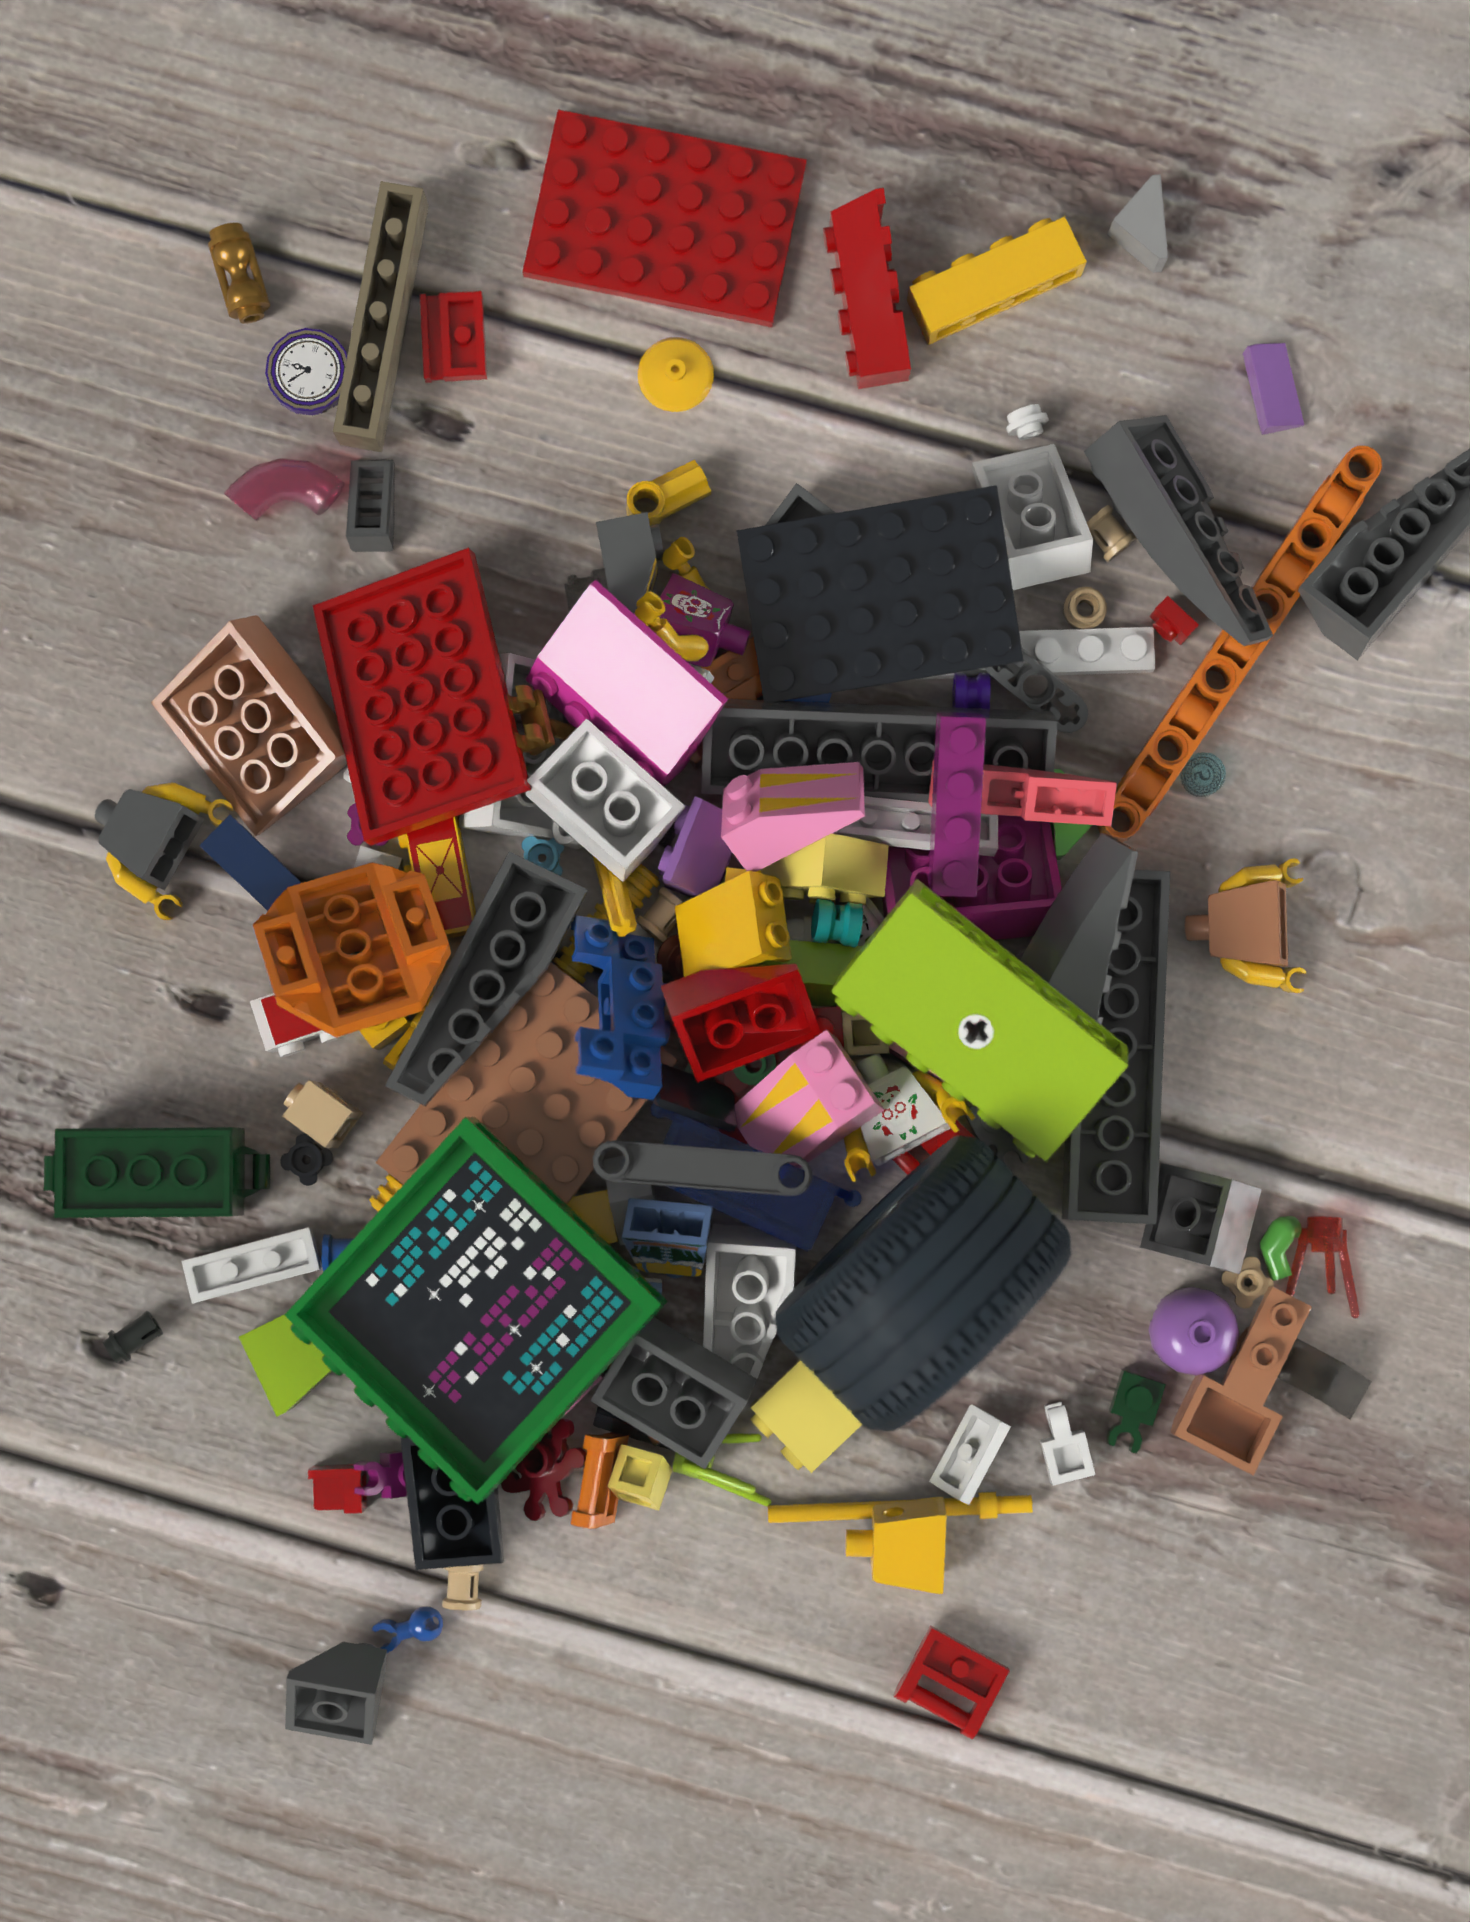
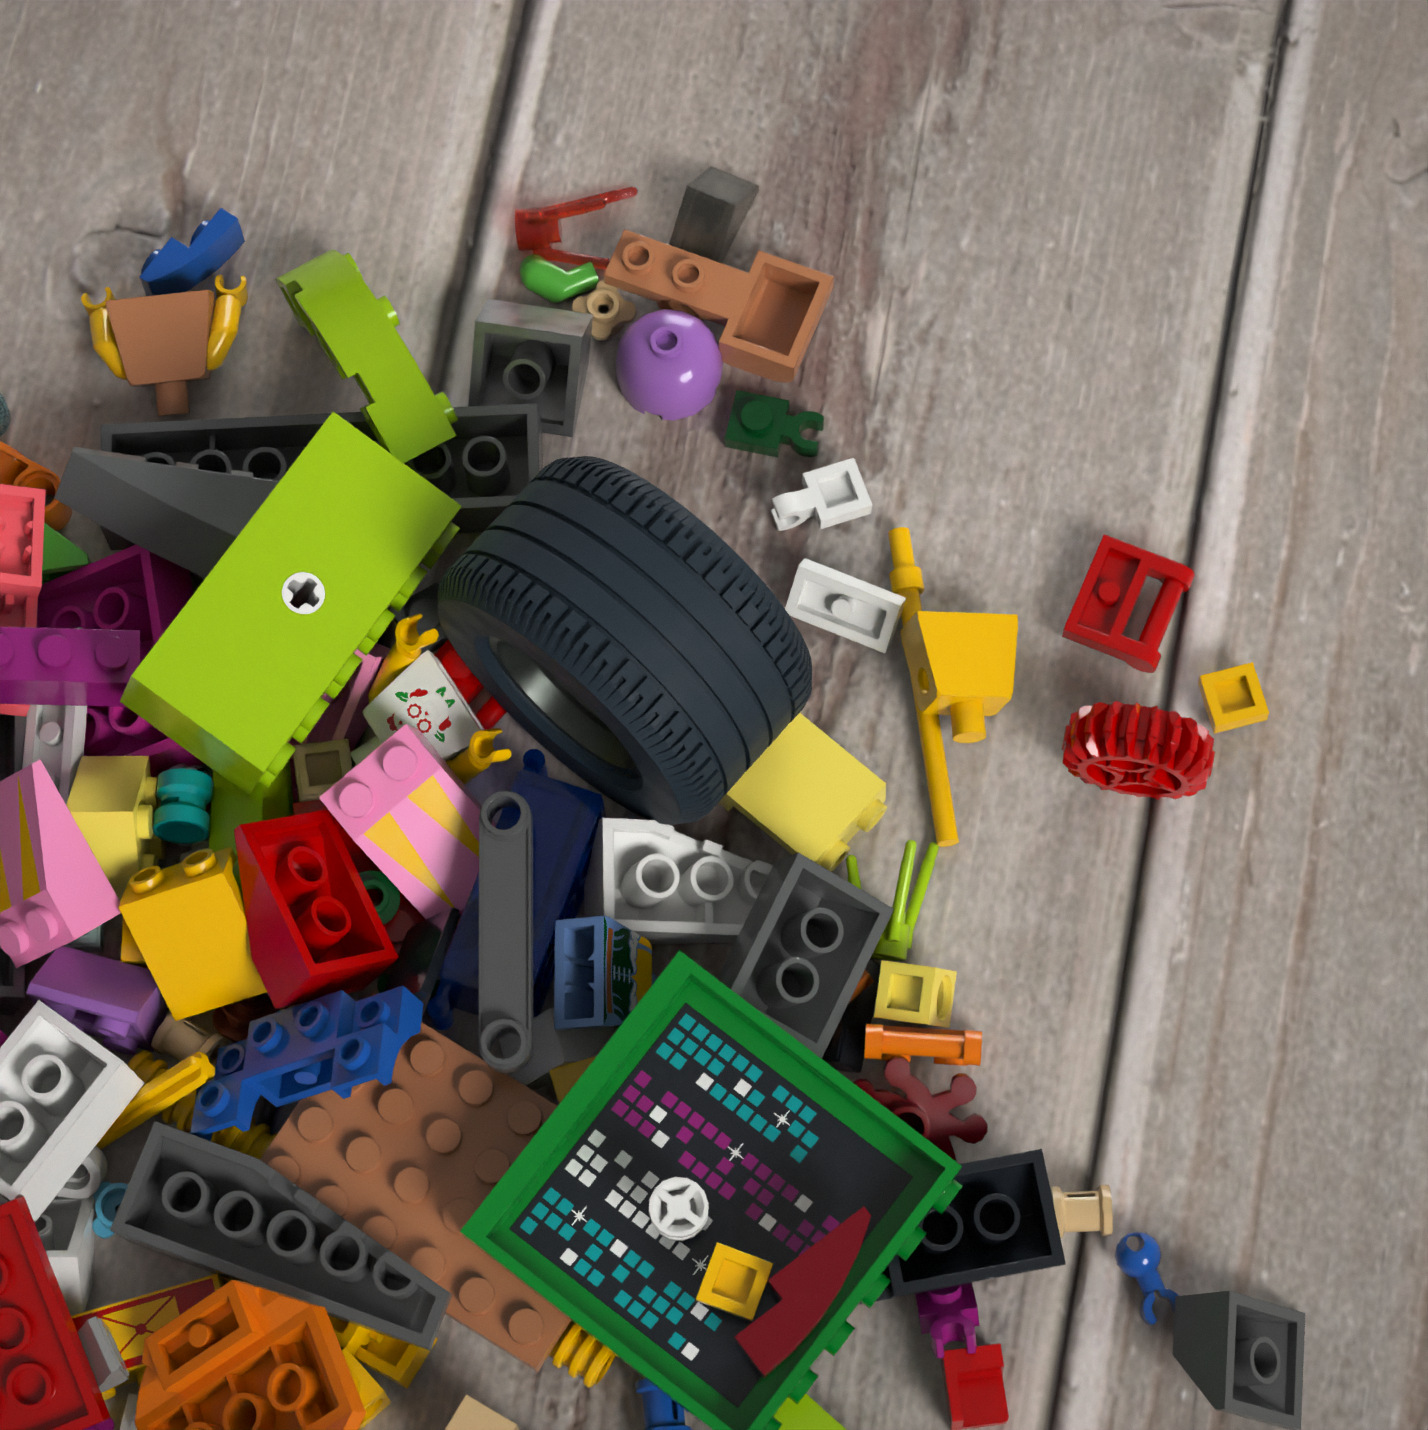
camera: 90 degrees left, 15 degrees down
(388, 1375) = (805, 1294): none -> dark red slope
(404, 1321) = (734, 1281): none -> yellow plate
(418, 842) = (103, 1354): none -> light grey slope
(454, 1290) = (676, 1194): none -> white wheel
(818, 1677) = (1138, 750): none -> red gear
(863, 1756) = (1233, 697): none -> yellow plate
(1211, 1088) = (363, 343): none -> lime brick
(1314, 937) = (183, 267): none -> blue slope

